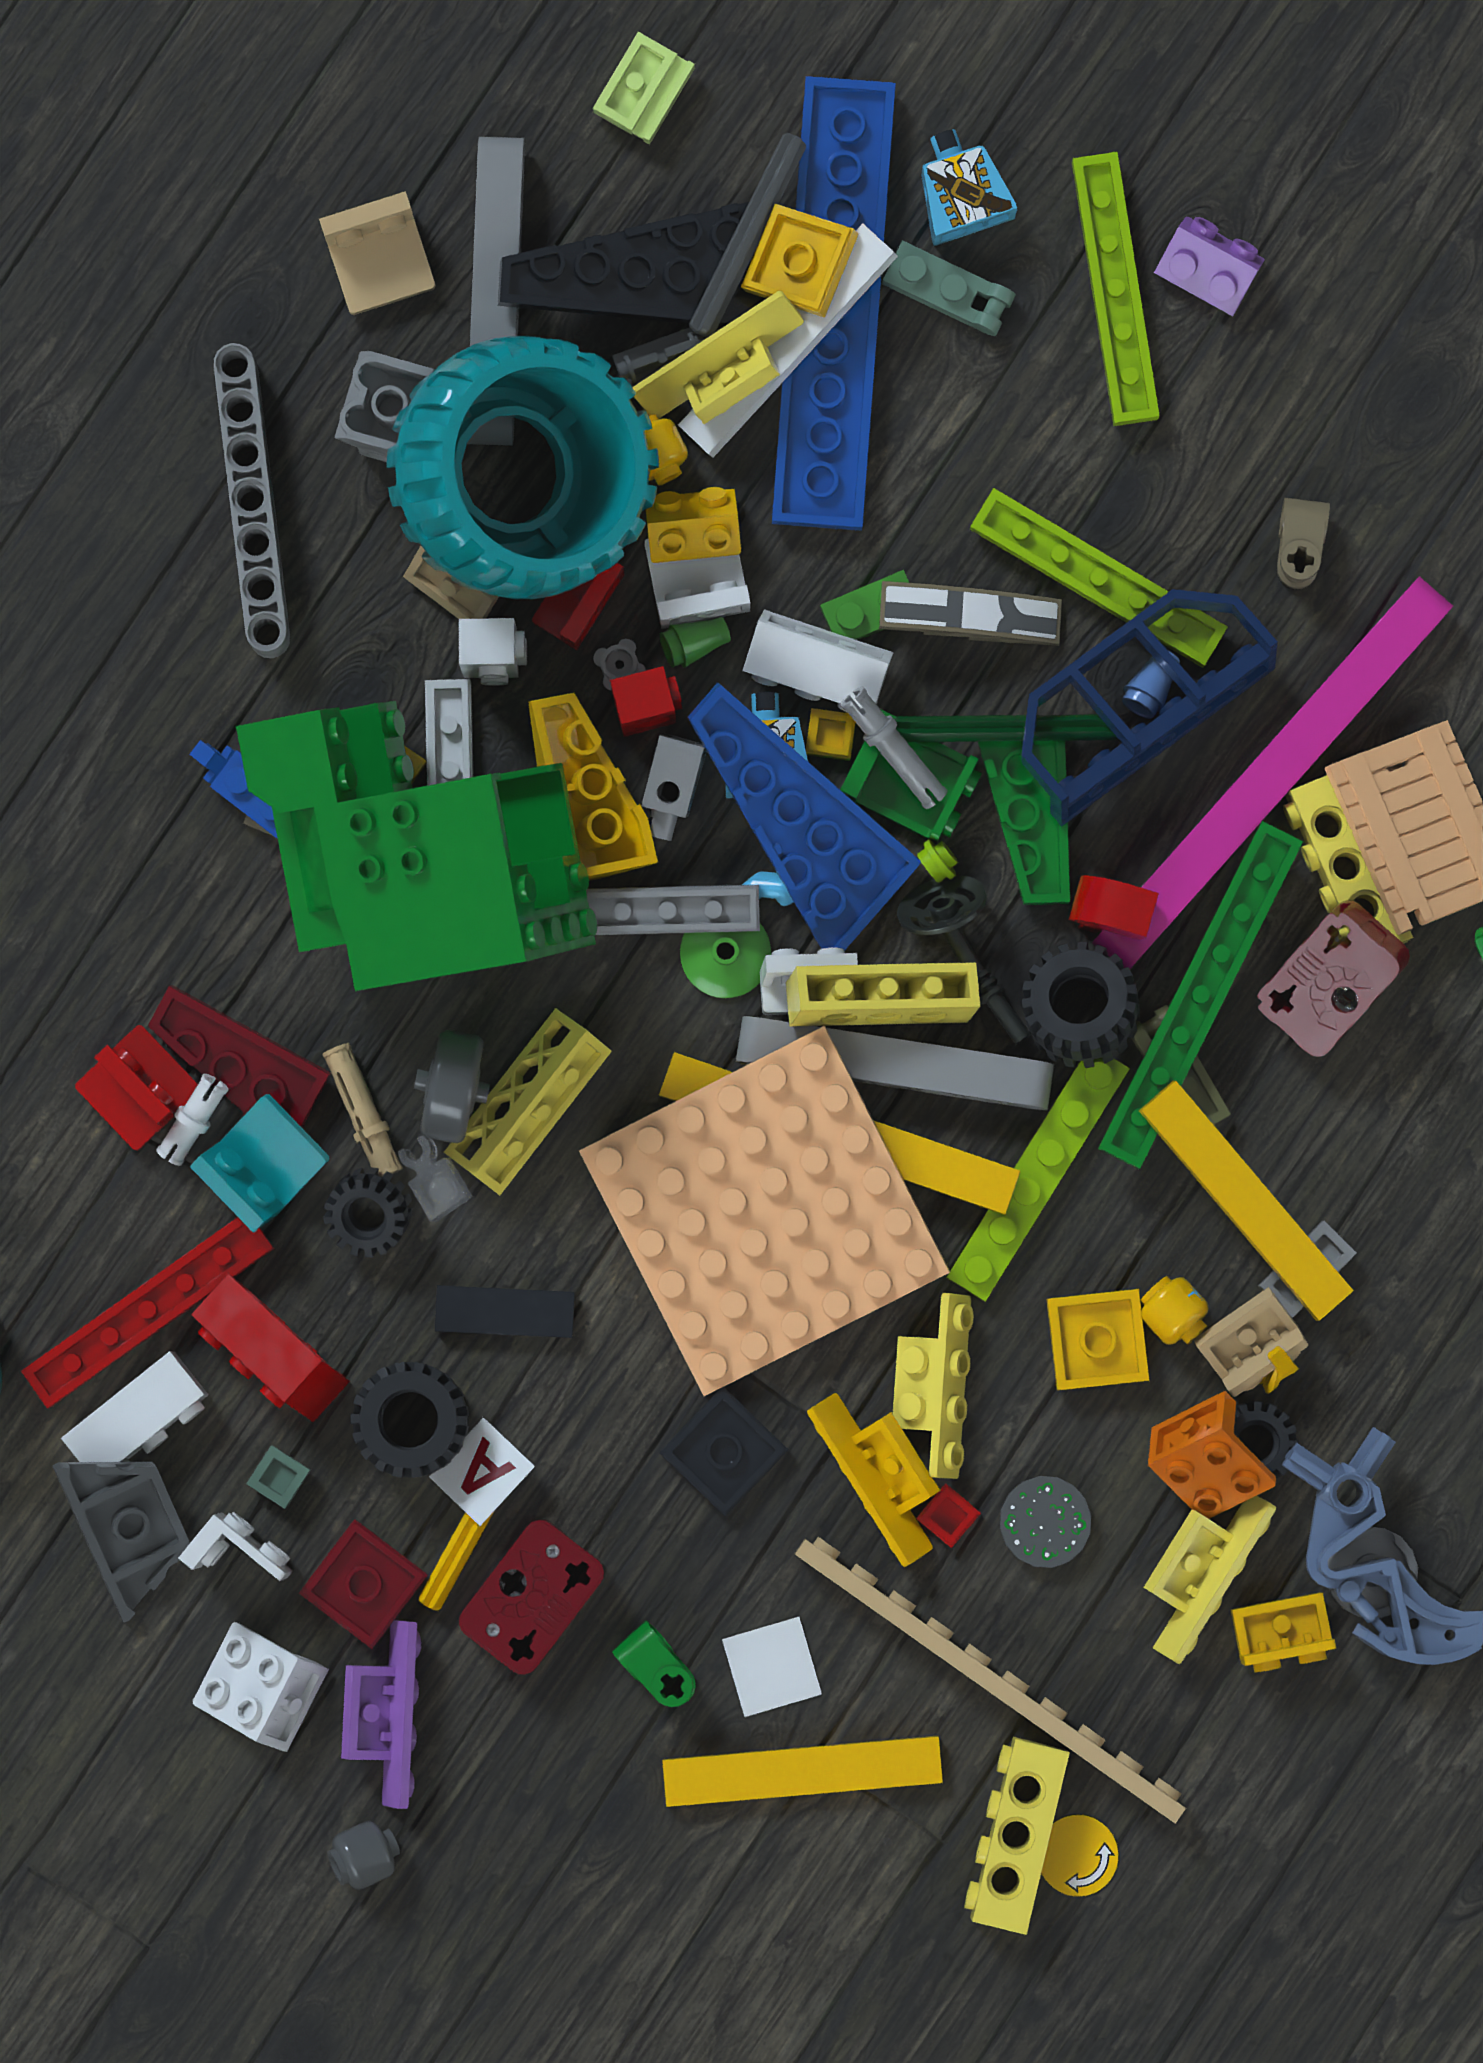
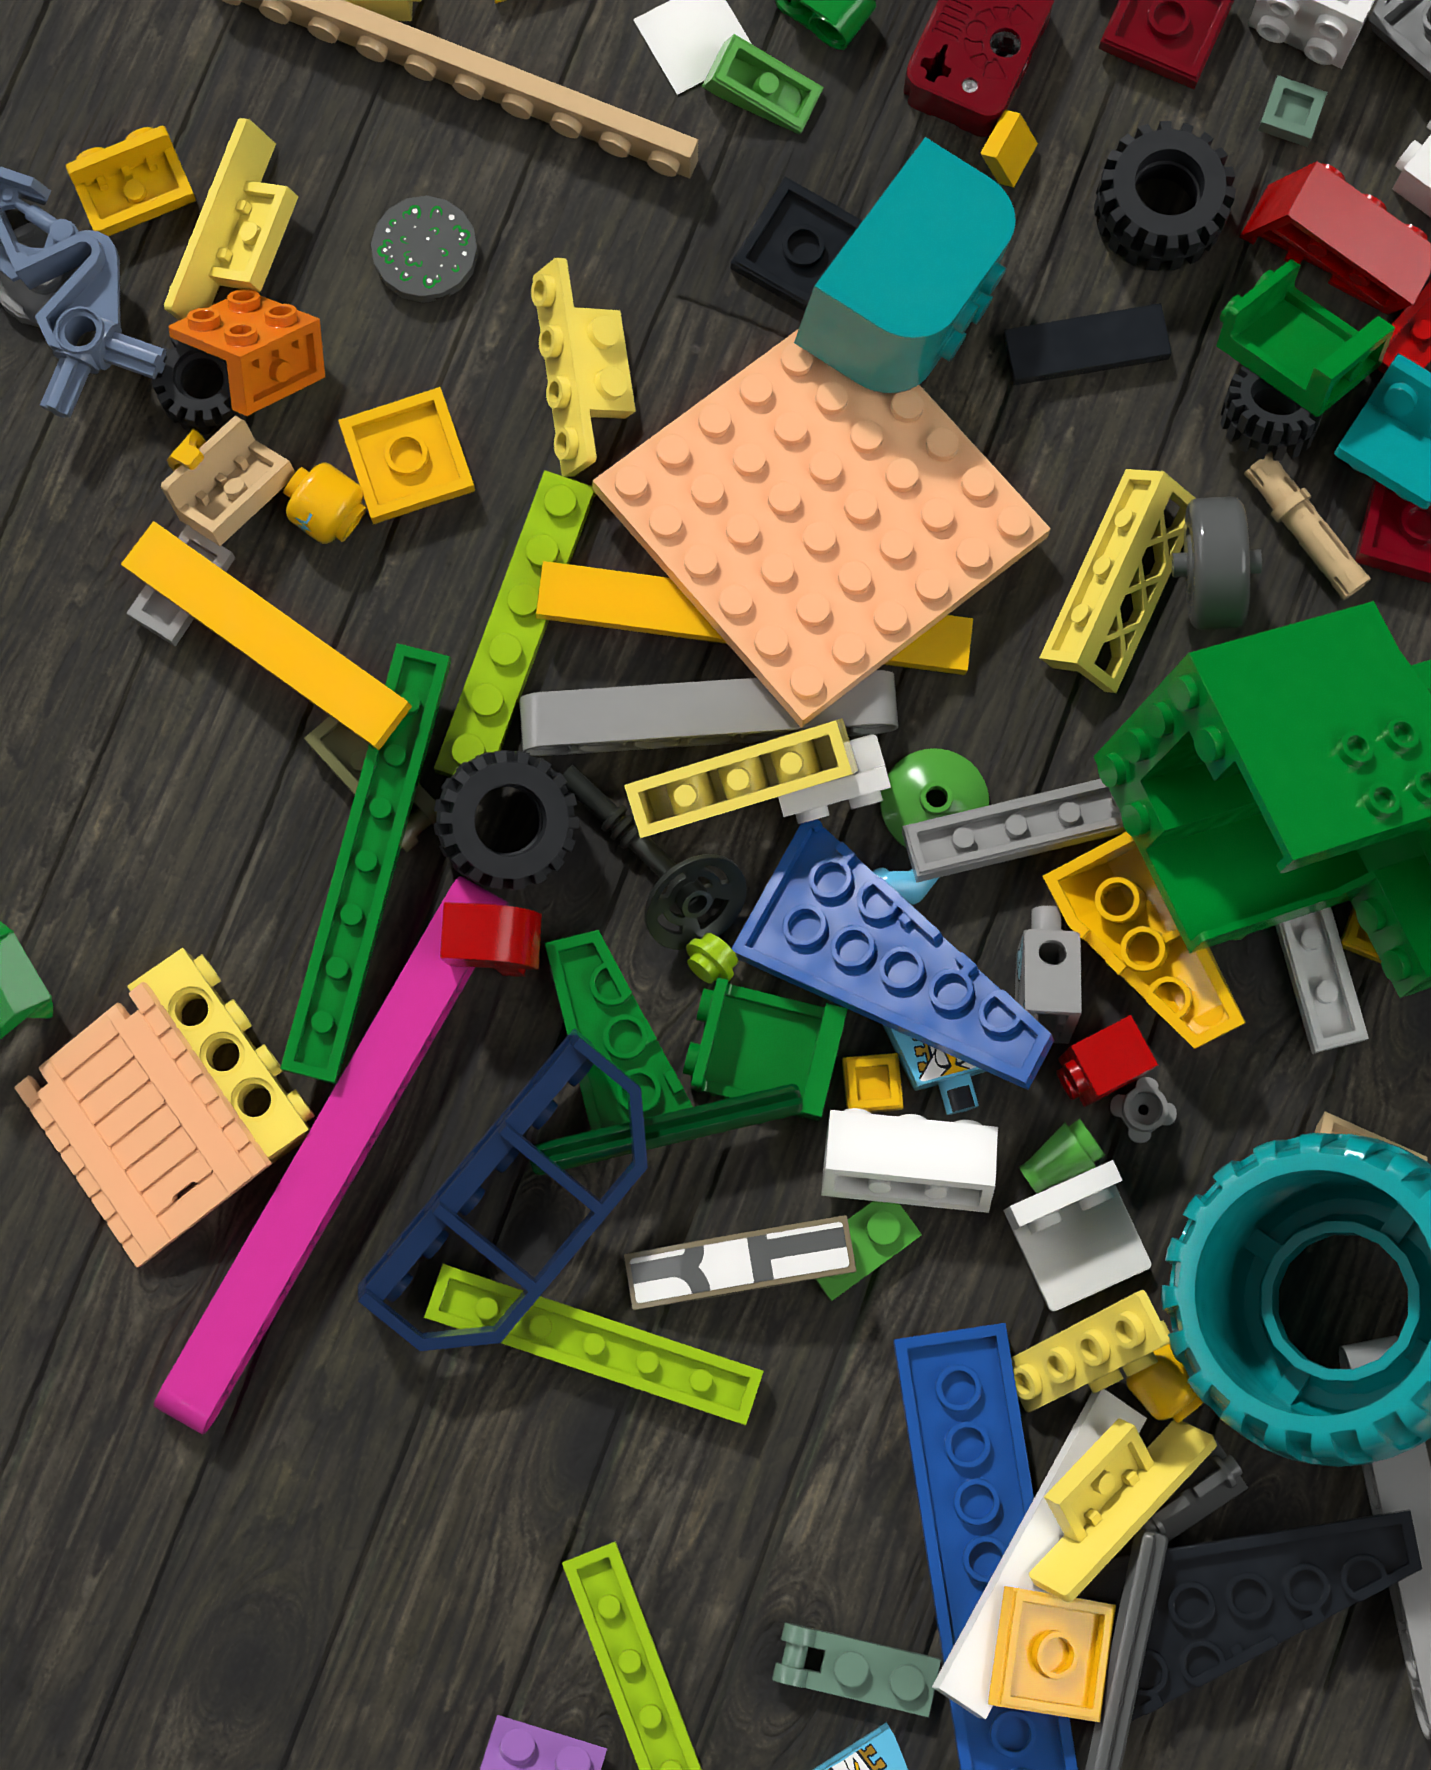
camera: 165 degrees right, 5 degrees down
(331, 1263) = (1299, 342): none -> green panel
(438, 1183) = (1201, 461): clear plate -> none
(451, 1562) = (1070, 83): yellow axle -> none
(482, 1472) = (1065, 163): white sticker -> none
(491, 649) = (1305, 1081): white brick -> none
(530, 1496) = (1009, 148): none -> yellow tile
(574, 612) = (1208, 1150): red panel -> none
(642, 1386) = (911, 274): none -> teal brick
(693, 525) = (1096, 1282): yellow bracket -> none
(717, 474) = (1091, 1352): none -> light yellow bracket
(725, 1604) = (762, 84): none -> bright green slope
(882, 733) = (813, 1082): light grey pin -> none
(882, 1472) = (622, 255): yellow bracket -> none
(948, 1515) = (535, 232): red tile -> none
(1148, 689) = (504, 1223): medium blue cone -> none
(1302, 535) = (355, 1458): dark tan piece -> none
(1325, 969) = (212, 915): axle -> none

